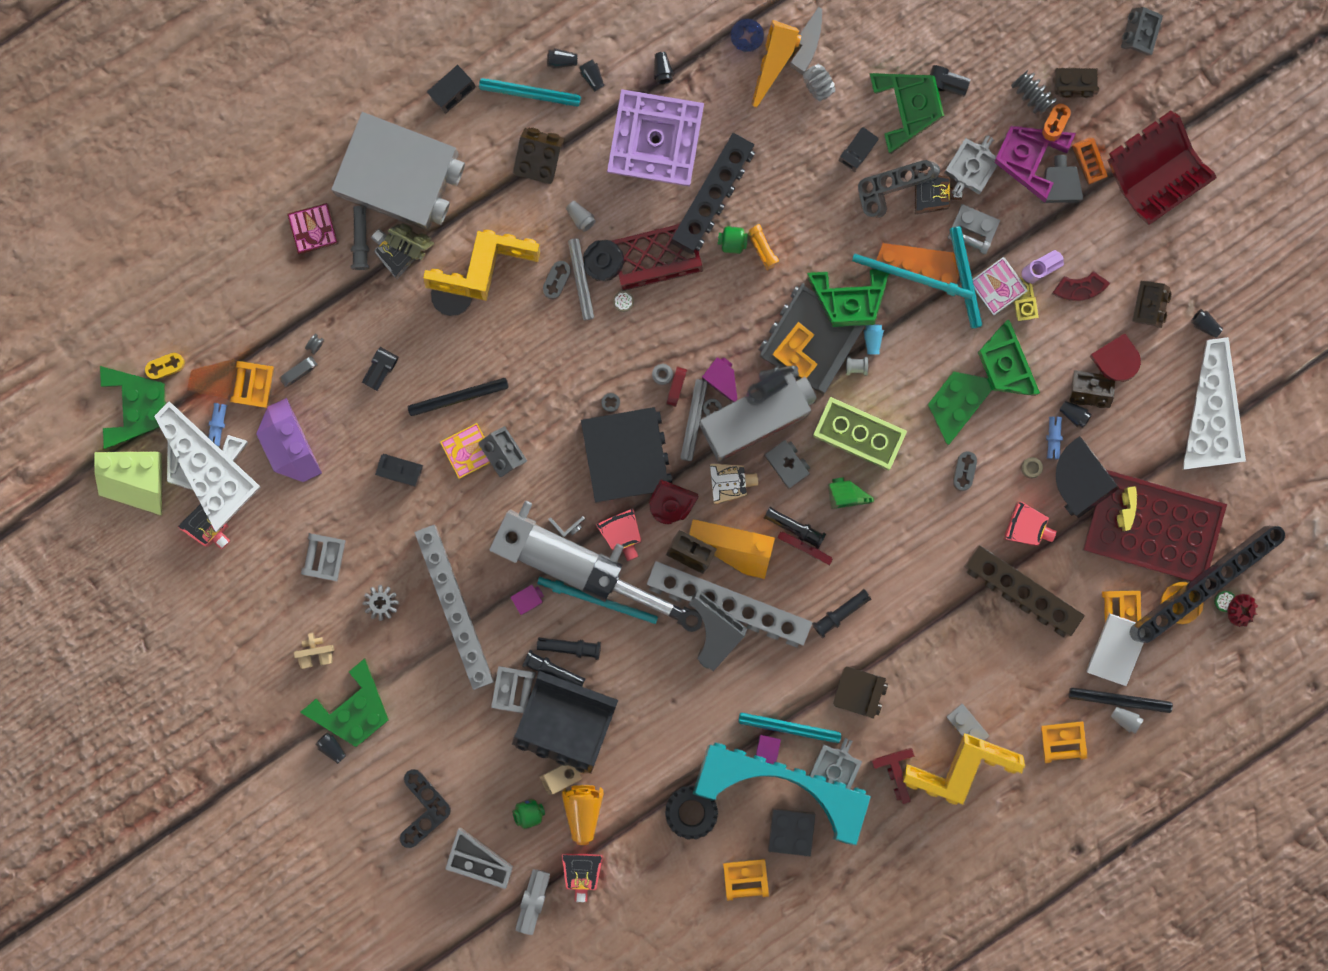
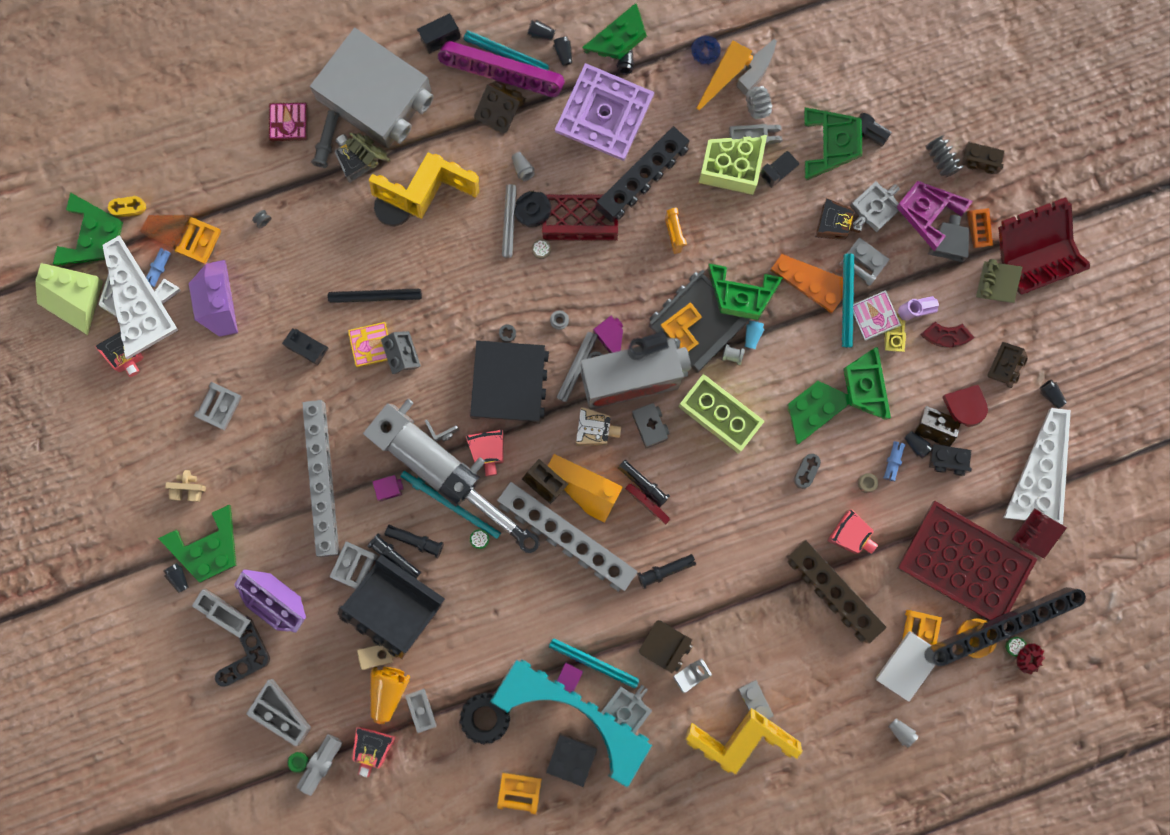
camera: 10 degrees right, 5 degrees down
(298, 371) = (241, 239): dark grey beam -> none
(382, 364) = (316, 250): black piece -> none
(385, 608) = (256, 465): light grey gear -> none
(389, 772) = (221, 612): none -> light grey slope
(438, 747) = (271, 600): none -> medium lavender wedge
(509, 905) = (297, 761): none -> green tile
(528, 813) = (337, 682): green head -> none
(529, 113) = (507, 75): none -> magenta beam
(561, 282) = (484, 213): dark grey beam -> none
(622, 821) = (421, 710): none -> light grey plate
(637, 628) = (479, 539): none -> tile
(649, 43) = (619, 36): none -> green wing
(671, 502) = (538, 433): dark red tile -> none
(676, 386) = (569, 333): dark red beam -> none
(722, 631) = (553, 558): dark grey arch -> none
(733, 240) = (650, 218): green head -> none
(807, 156) = (733, 163): none -> yellowish green wedge
(821, 118) = (755, 131): none -> light grey hinge
(847, 494) = (697, 465): green wedge -> none
(894, 715) = (691, 675): none -> light grey bracket
(894, 772) = (679, 728): dark red bracket -> none
(898, 183) = (808, 204): dark grey beam -> none
(951, 289) = (833, 307): teal bar -> none
(1052, 120) = (955, 185): orange beam -> none
(1062, 735) = (841, 732): light orange plate -> none
(1082, 478) = (912, 503): black brick -> none
(1113, 420) = (950, 459): none -> black bracket
(1120, 700) = (901, 713): black axle -> none
(1122, 216) = (999, 281): none -> olive hinge
(1127, 515) = (945, 546): light yellow slope -> none
(1141, 30) = (1050, 127): dark grey bracket -> none
(1223, 477) = (1039, 533): none -> dark red hinge

